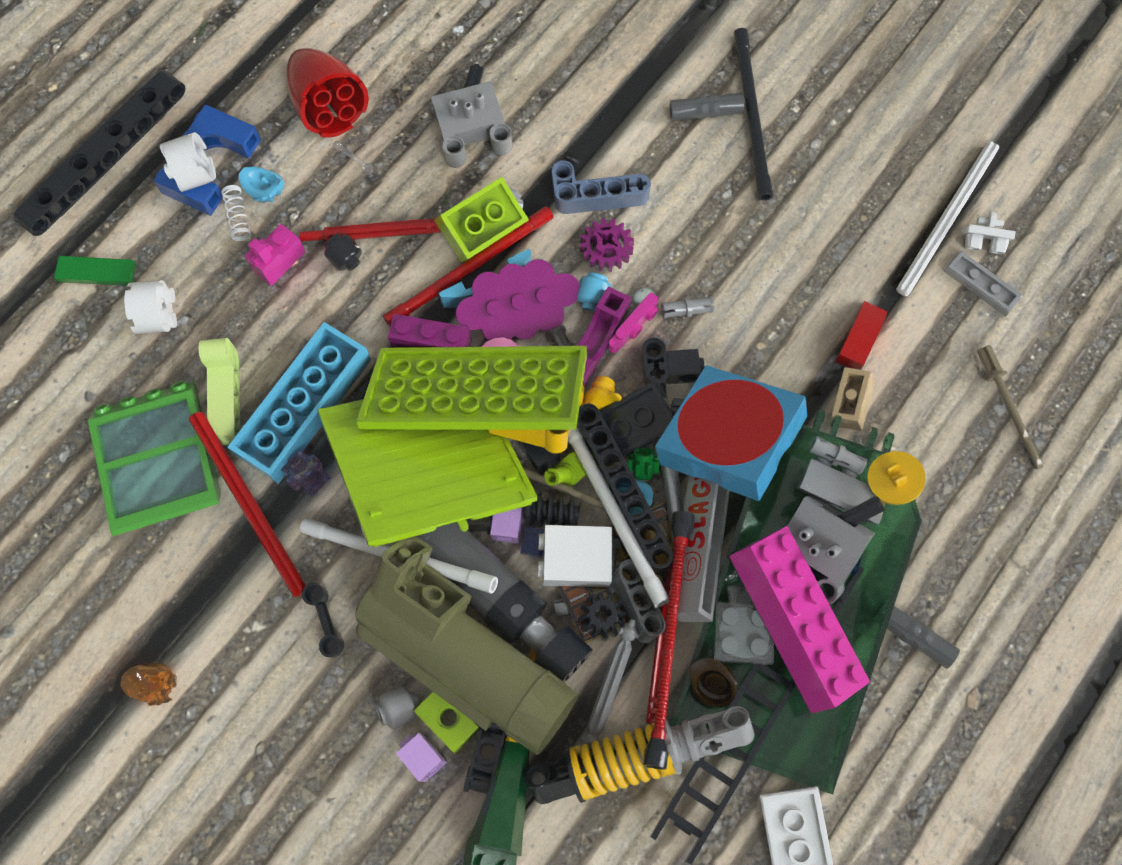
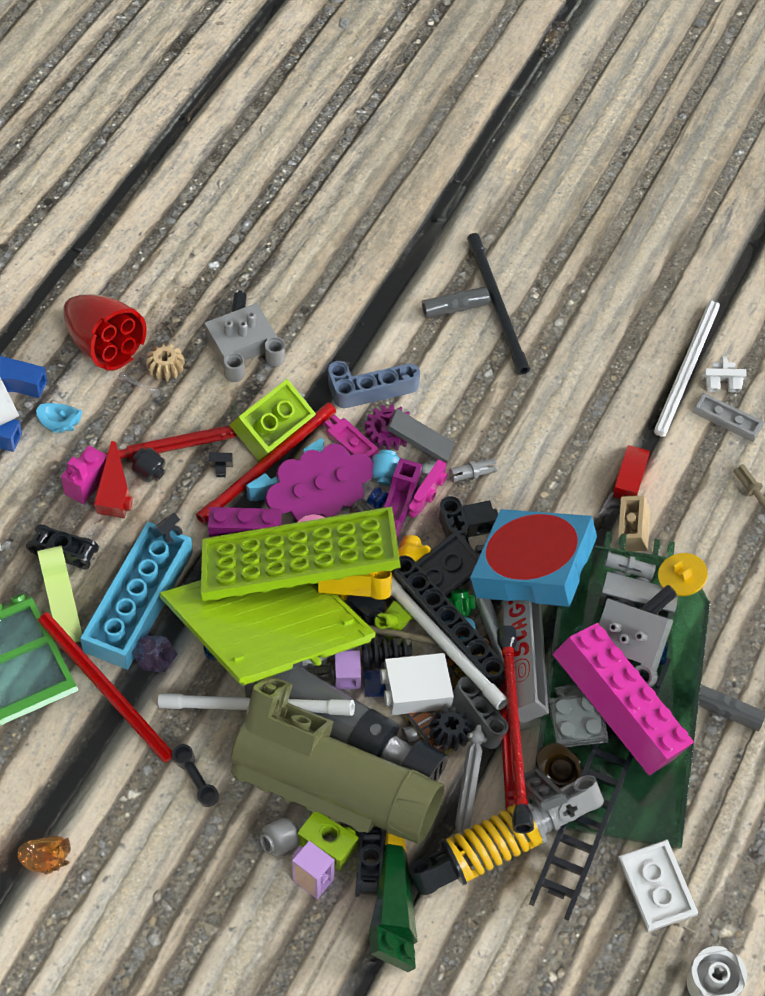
camera: 15 degrees left, 15 degrees down
(230, 197) = (32, 432): white piece -> none
(248, 341) = (76, 552): none -> black piece
(301, 277) = (113, 493): none -> red slope
(338, 333) = (165, 526): none -> black tile
(383, 136) = (165, 362): none -> tan gear
(419, 261) = (220, 461): none -> black tile
(562, 251) = (348, 436): none -> dark pink hinge
(577, 326) = (377, 498): none -> clear blue bush
(637, 260) = (420, 436): none -> dark grey tile
(686, 717) = (543, 790): none -> dark grey tile

